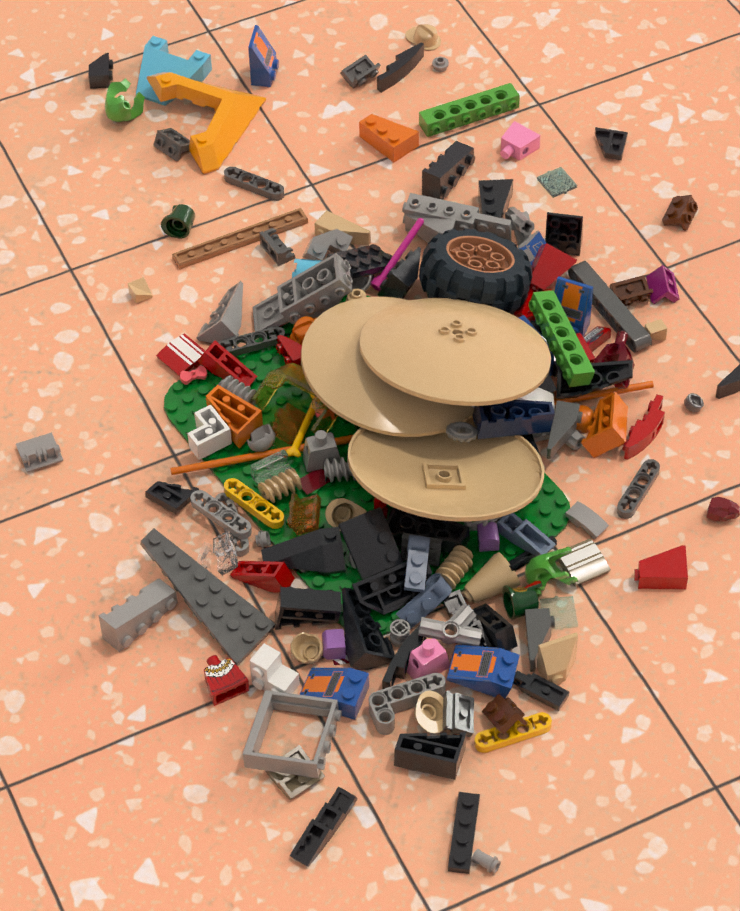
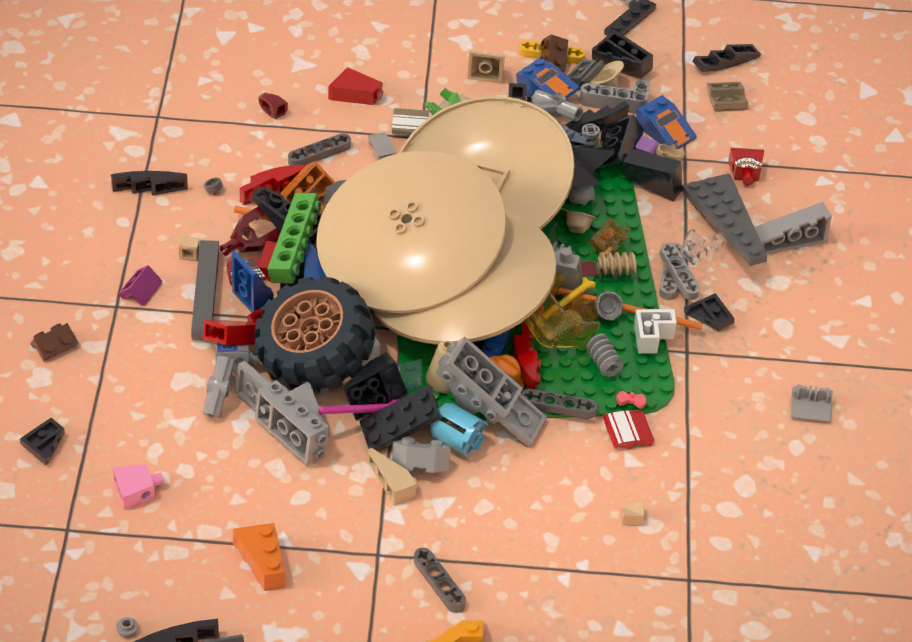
camera: 155 degrees left, 5 degrees down
(179, 221) = (549, 562): dark green hat -> none
(223, 363) = (600, 387): red slope -> none
(226, 318) = (568, 441): light grey wedge -> none
(237, 413) = (621, 331): orange wedge -> none
(238, 238) = (494, 526): medium nougat tile -> none
(252, 504) = (659, 289): yellow beam -> none
(263, 539) = (653, 246): light grey plate -> none
(263, 574) = (669, 216): red slope -> none
(270, 466) = (620, 285): clear panel -> none
(270, 673) = (708, 147): white brick -> none
(275, 247) = (466, 492): dark grey hinge -> none
(292, 703) = (719, 137): light grey window -> none
(313, 551) = (625, 213): black wedge -> none
(427, 659) = (584, 97): bright pink torso -> none
(448, 169) = (236, 483): black wedge -> none
(469, 109) = (150, 547): bright green brick -> none
(495, 196) = (220, 428): black wedge -> none
(538, 631) = (489, 86): dark grey slope -> none
(541, 689) = (513, 62): black hinge -> none
(557, 182) = (133, 433): clear light blue piece -> none
(564, 232) = (188, 352): black slope -> none
(632, 290) = (175, 288): reddish brown bracket -> none

